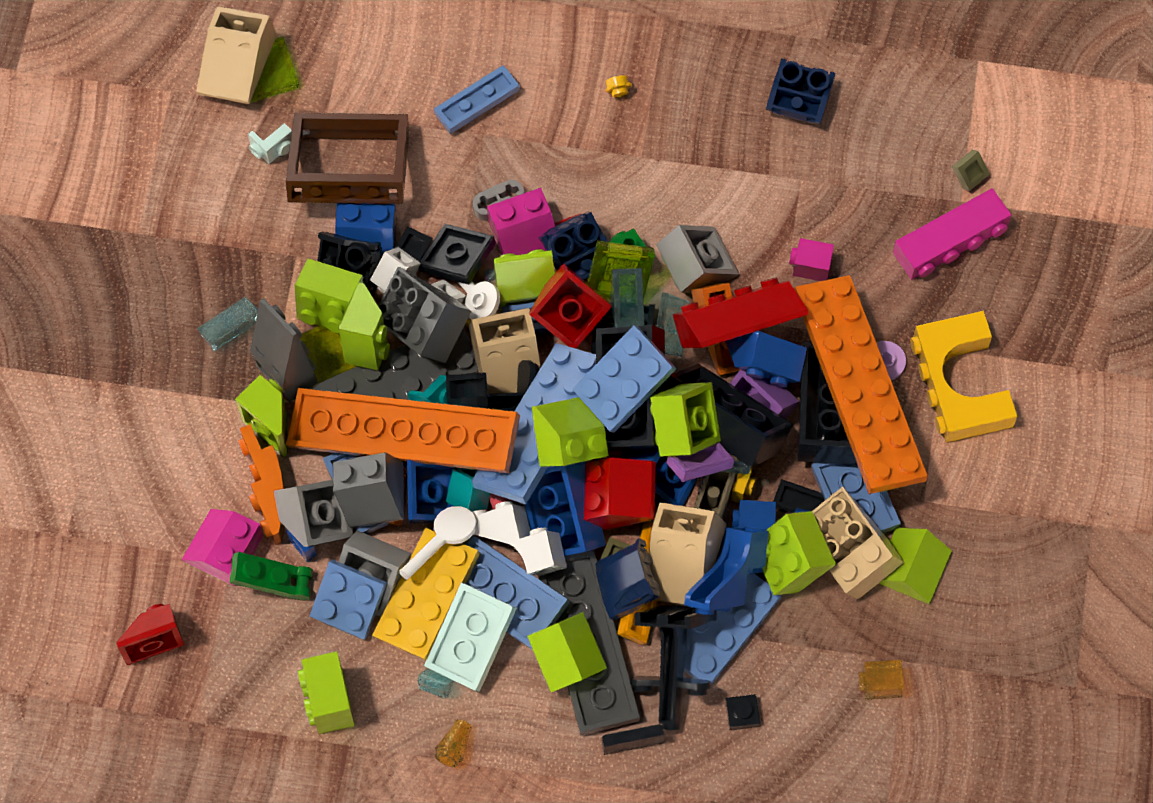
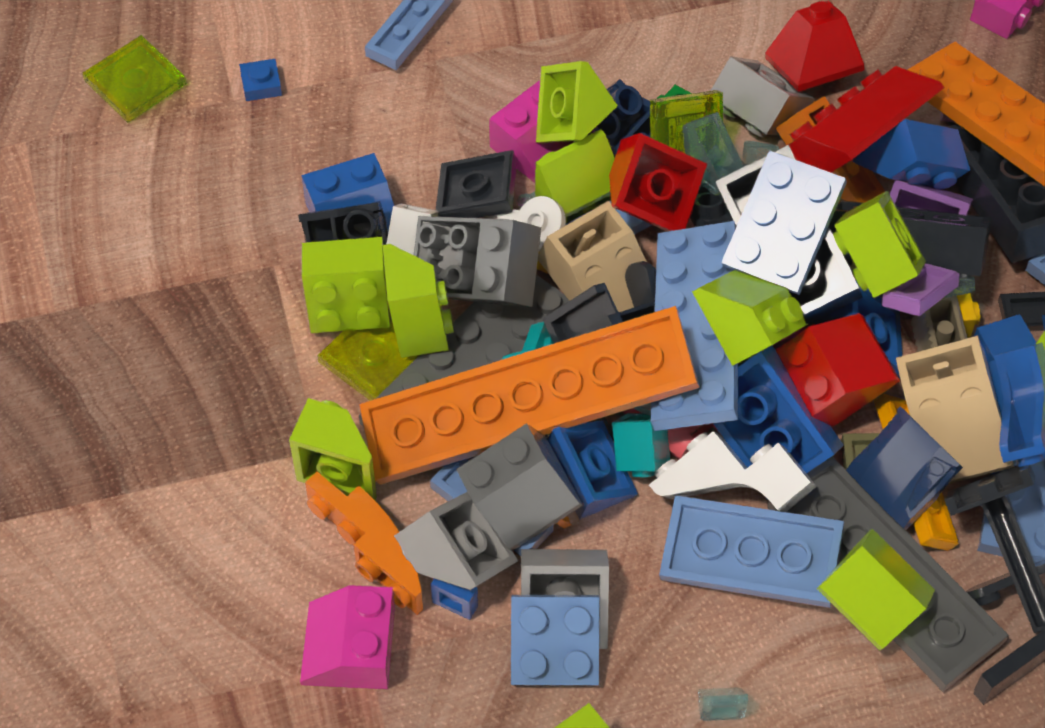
camera: 25 degrees left, 10 degrees down
(229, 323) = (226, 370): clear light blue slope -> none
(235, 54) = (92, 66): tan slope -> none
(270, 576) = (437, 651): green plate -> none
(273, 146) = (185, 153): light aqua bracket -> none
(280, 351) = (316, 359): dark grey slope -> none
(348, 187) = (299, 153): reddish brown window -> none
(351, 101) = (260, 79): none -> blue plate
(414, 243) = (417, 193): black plate -> none
(423, 600) = (652, 594): yellow plate -> none
(451, 527) = (645, 492): white piece -> none
(470, 637) = (741, 621): light aqua plate -> none
(494, 195) = (480, 115): light grey beam -> none
(539, 224) = (570, 102): none -> lime slope
(754, 237) = (815, 47): none -> red slope
(811, 259) = (892, 47): dark pink brick -> none

